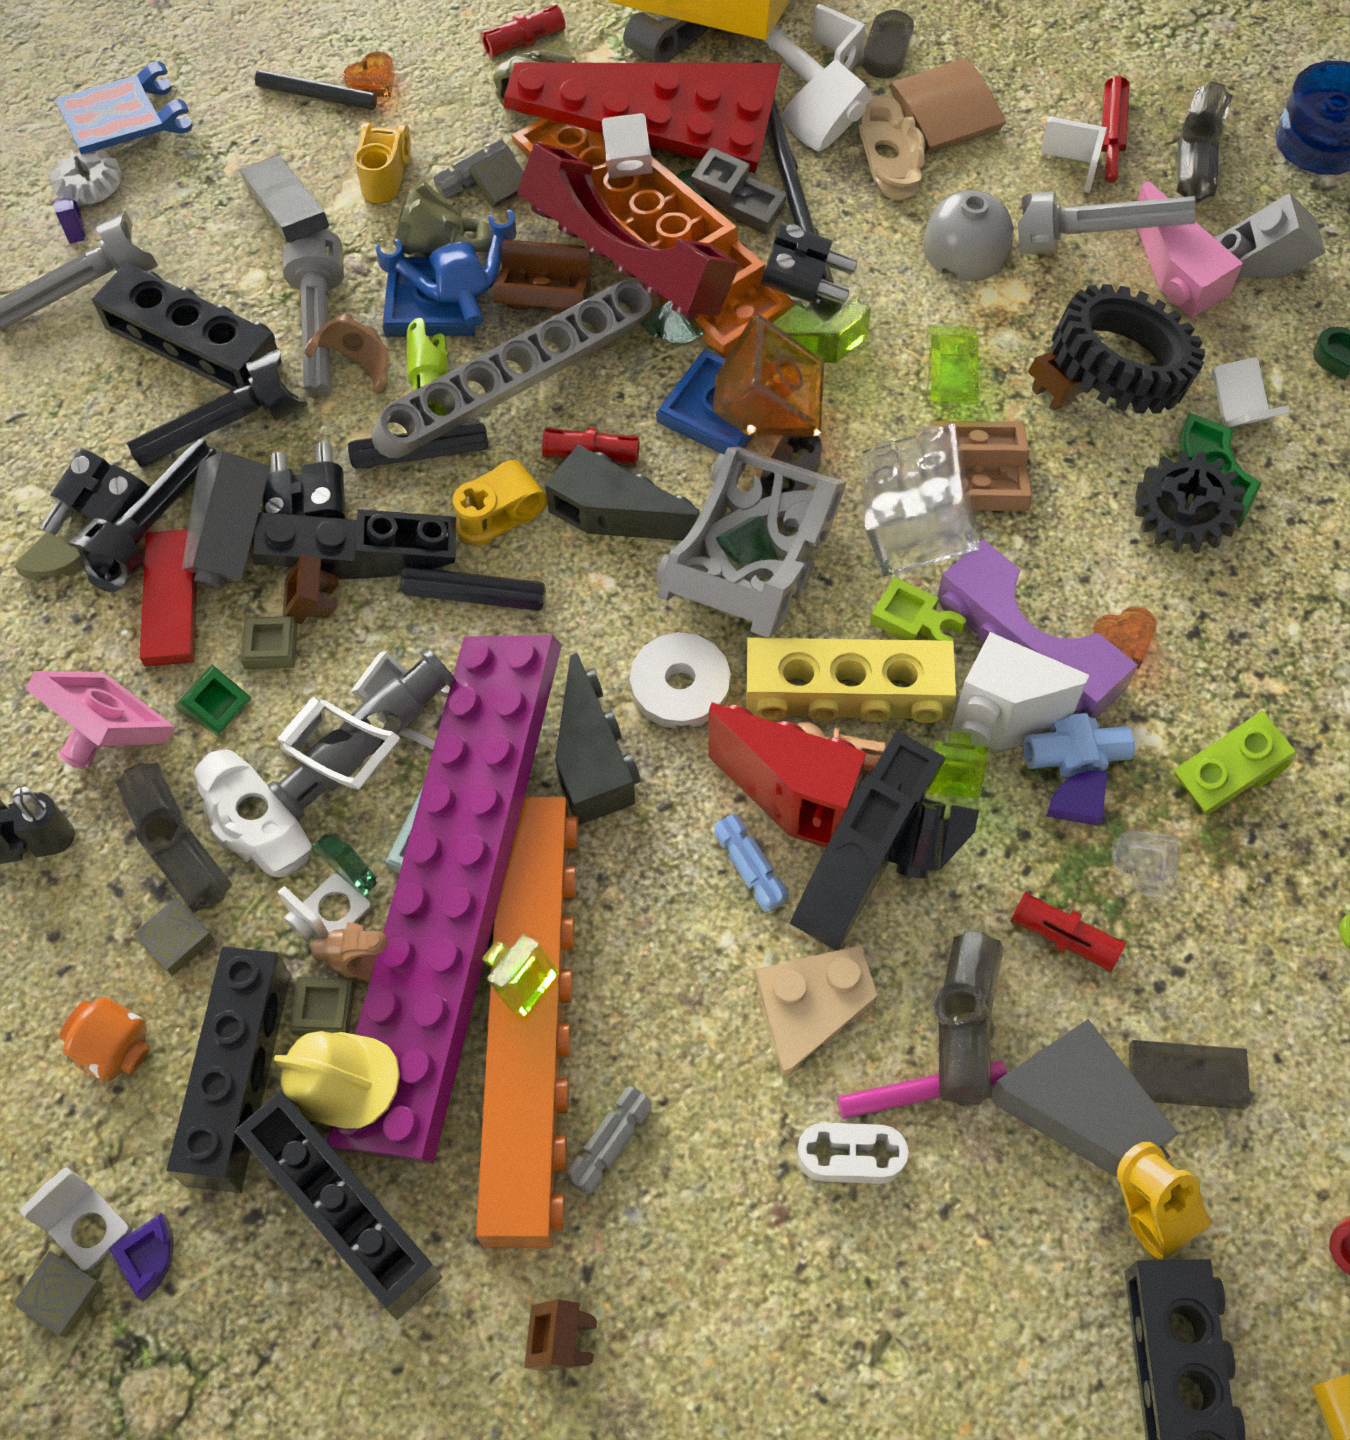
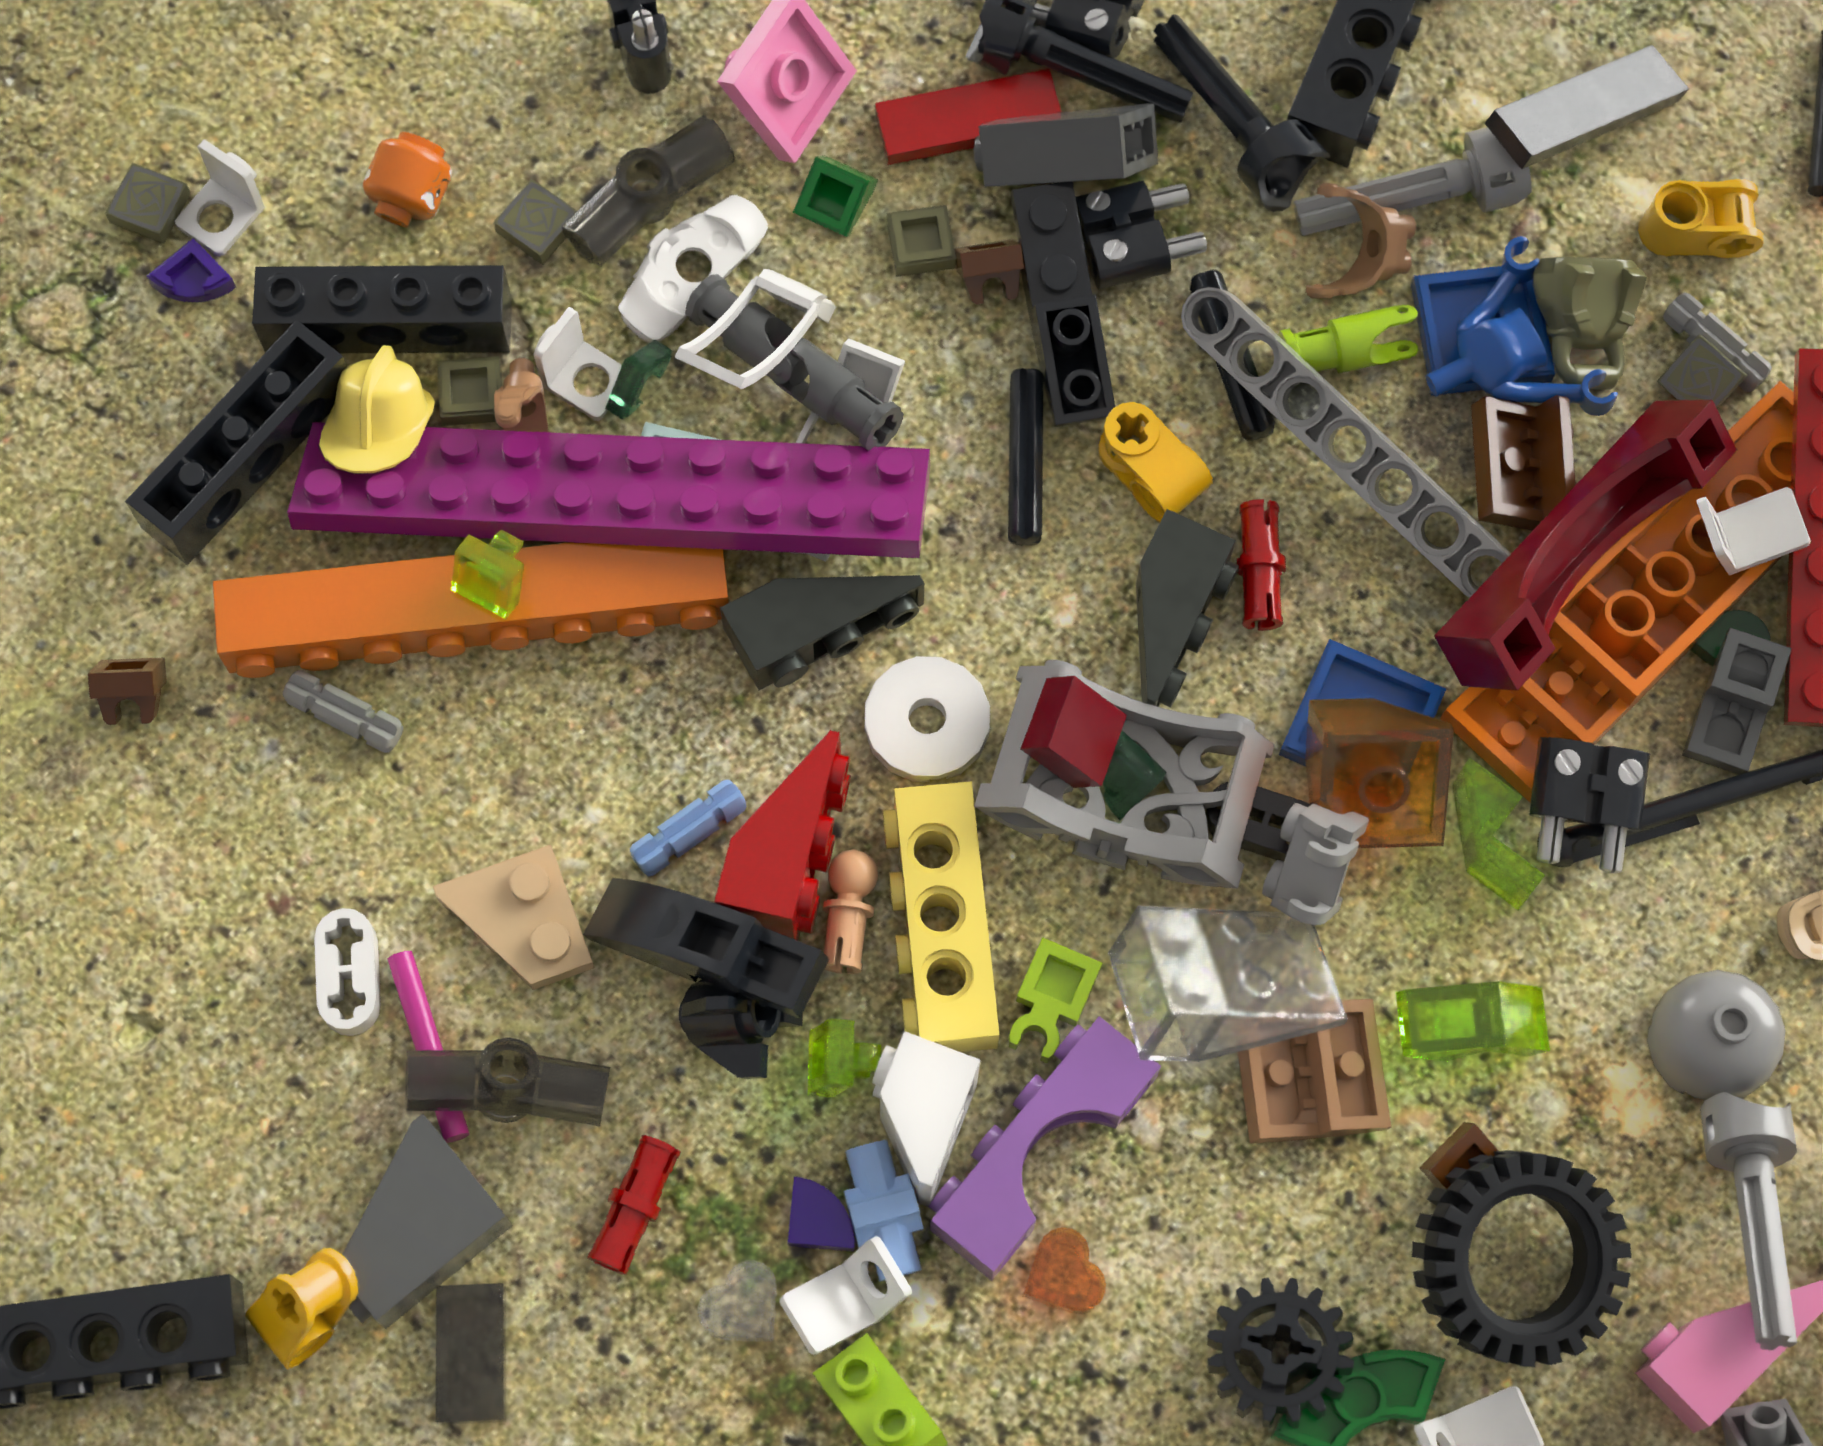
camera: 80 degrees right, 10 degrees up
(722, 555) = (1073, 732): none -> dark red piece
(837, 425) = (1315, 863): none -> light grey piece
(1146, 782) = (845, 1298): none -> white bracket

